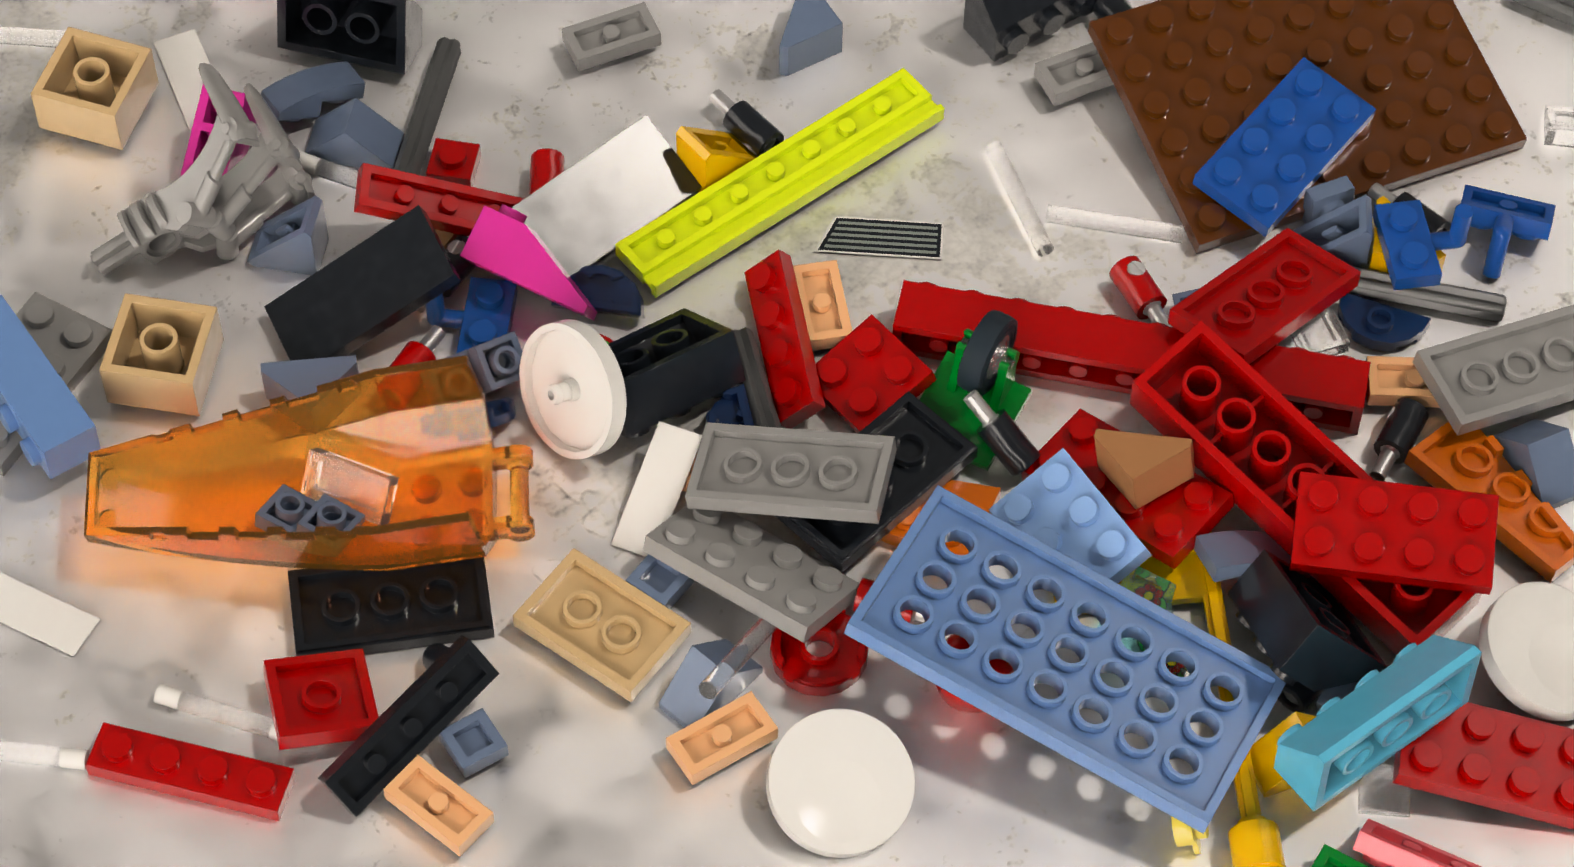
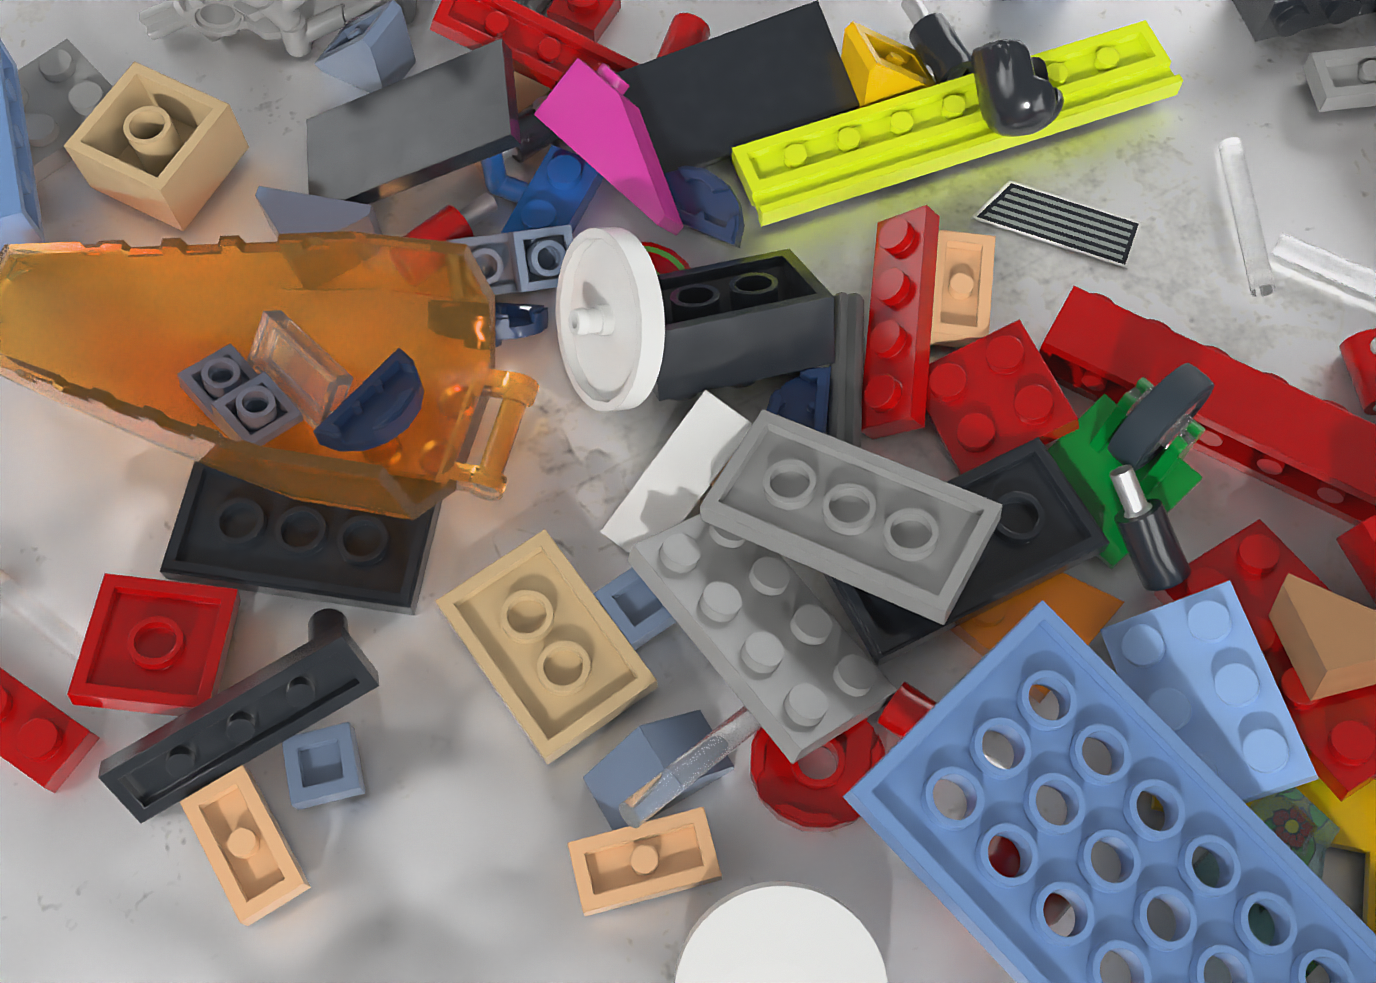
camera: 20 degrees right, 10 degrees up
(423, 492) = (376, 409): none -> dark blue plate
(818, 147) = (1014, 89): none -> black hair

